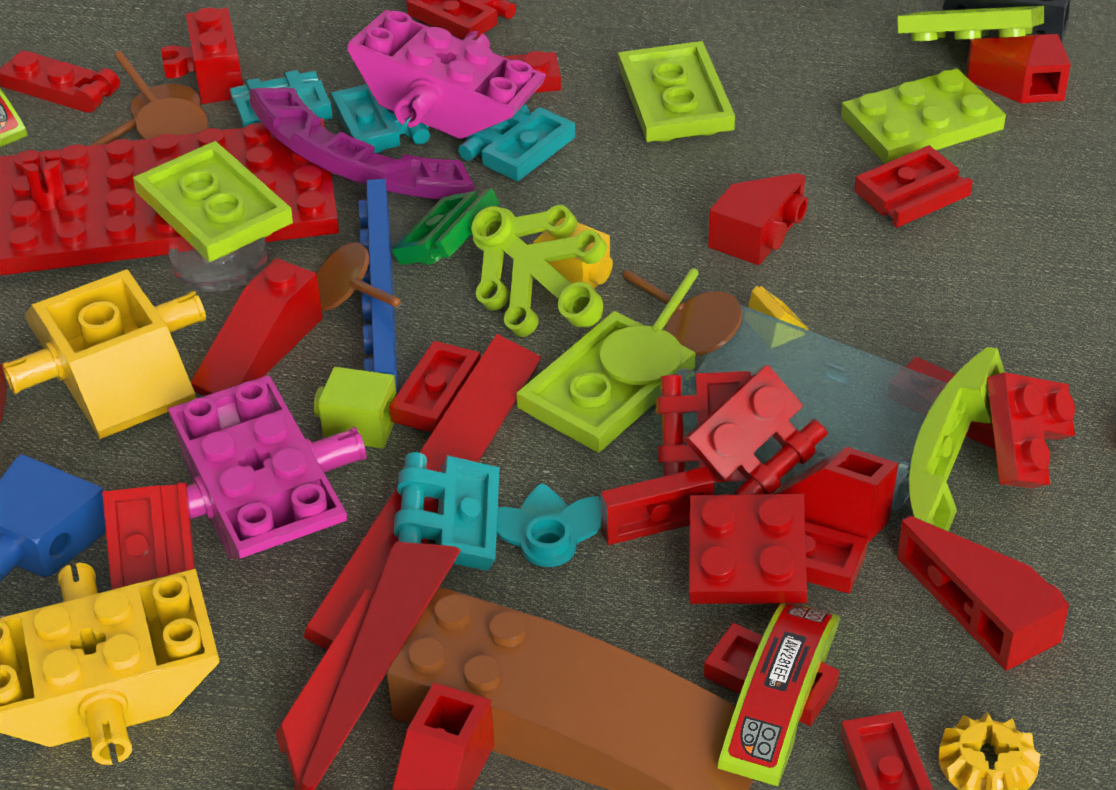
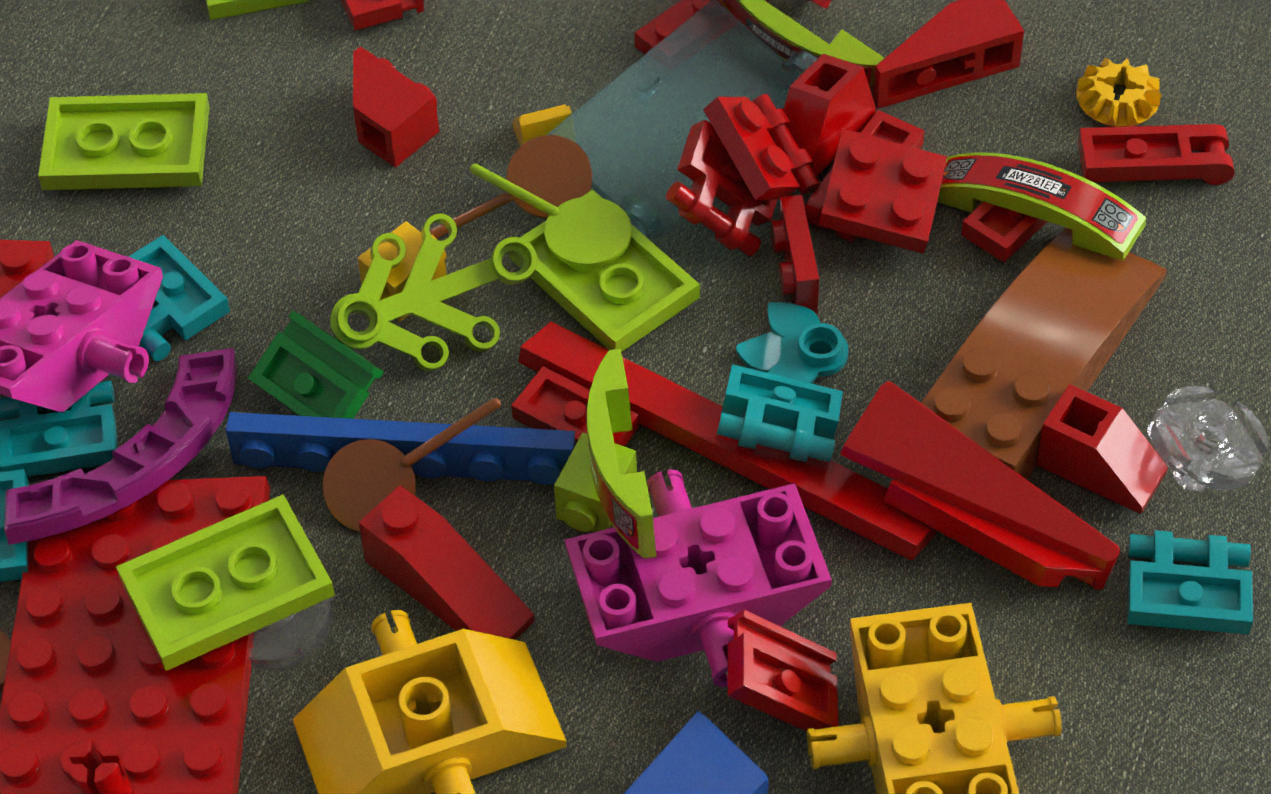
camera: 80 degrees left, 10 degrees up
(345, 369) = (625, 495): none -> lime slope

